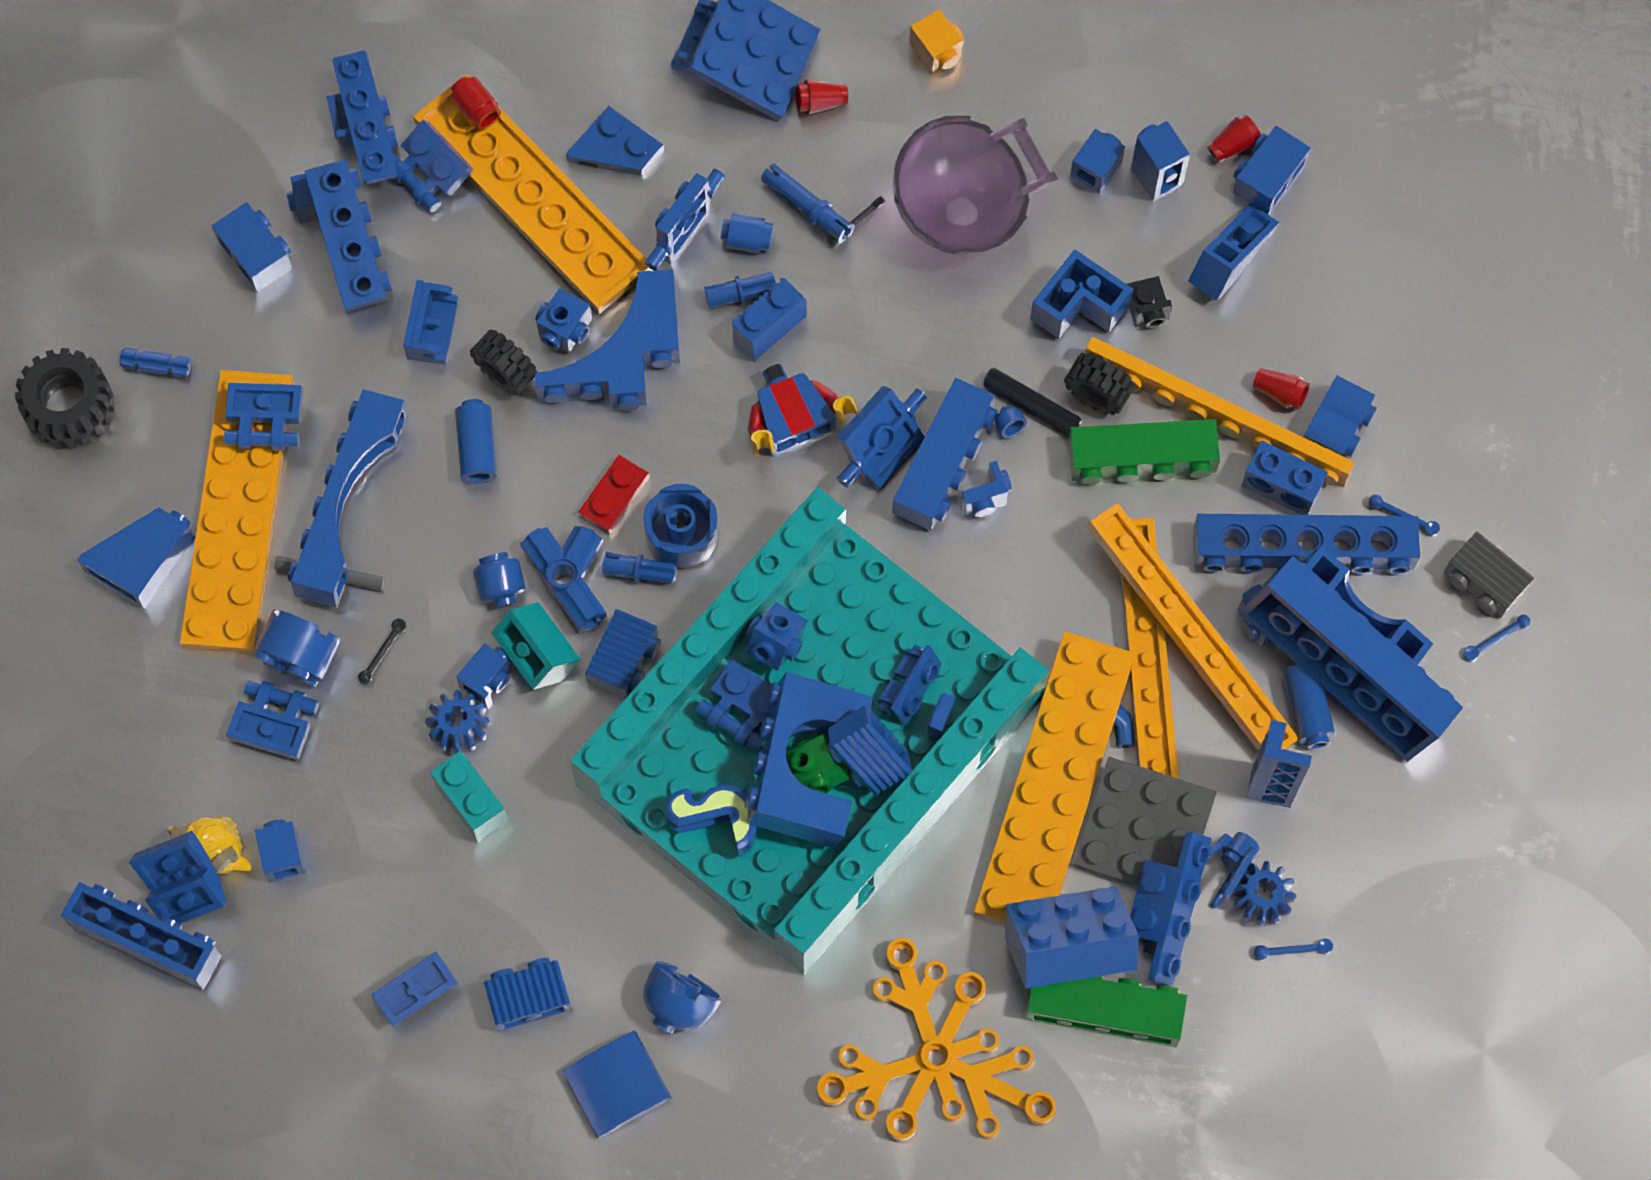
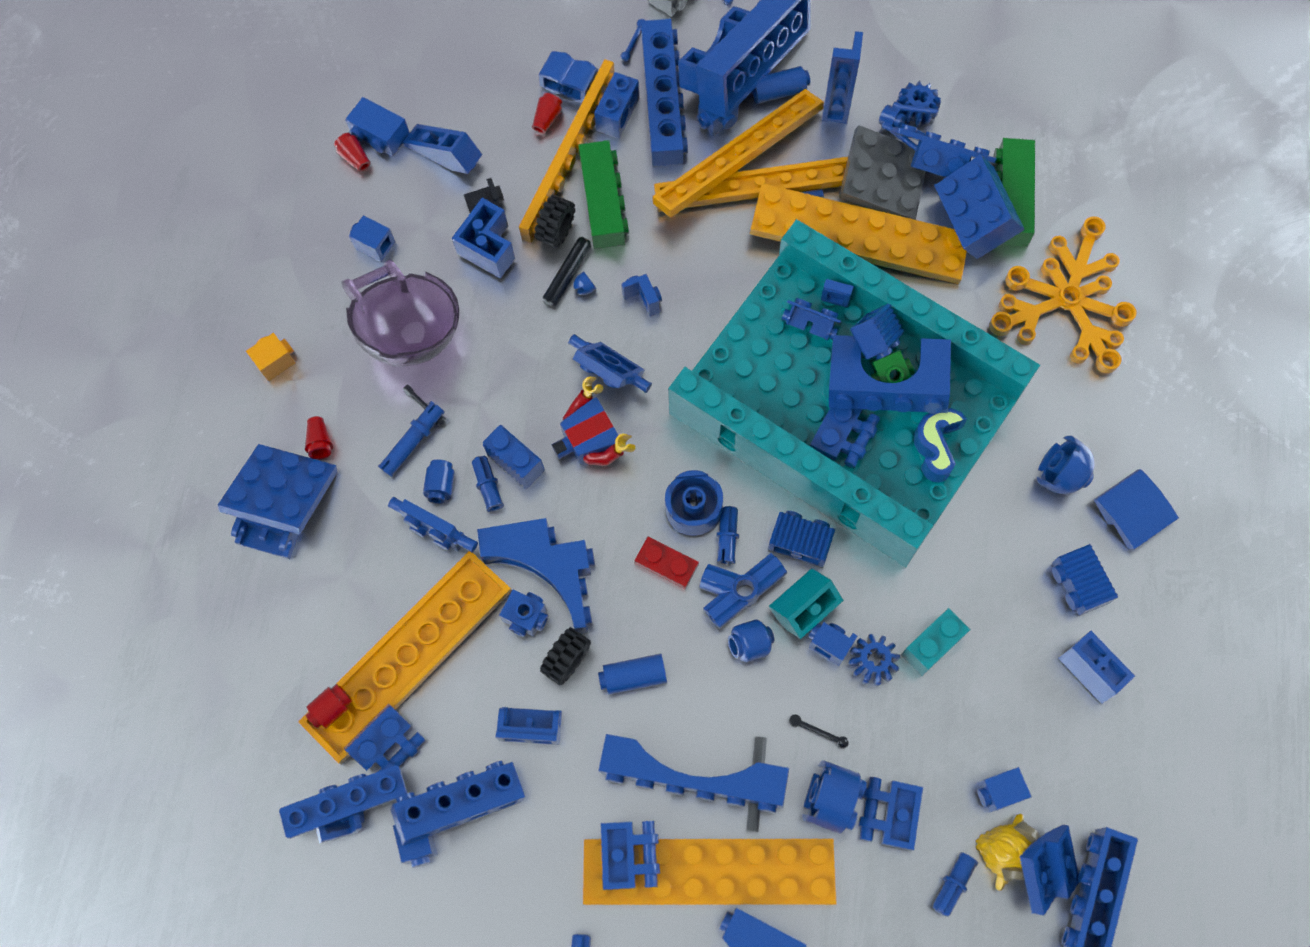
camera: 90 degrees left, 0 degrees up
(182, 779) = (955, 884): none -> blue axle
(252, 246) = (465, 891): blue brick -> none
(616, 144) = (361, 593): blue wing -> none
(774, 643) = (791, 409): blue brick -> none
(943, 455) = (617, 322): blue brick -> none
(1159, 160) = (373, 191): blue brick -> none
(1324, 947) = (944, 72): blue hinge -> none

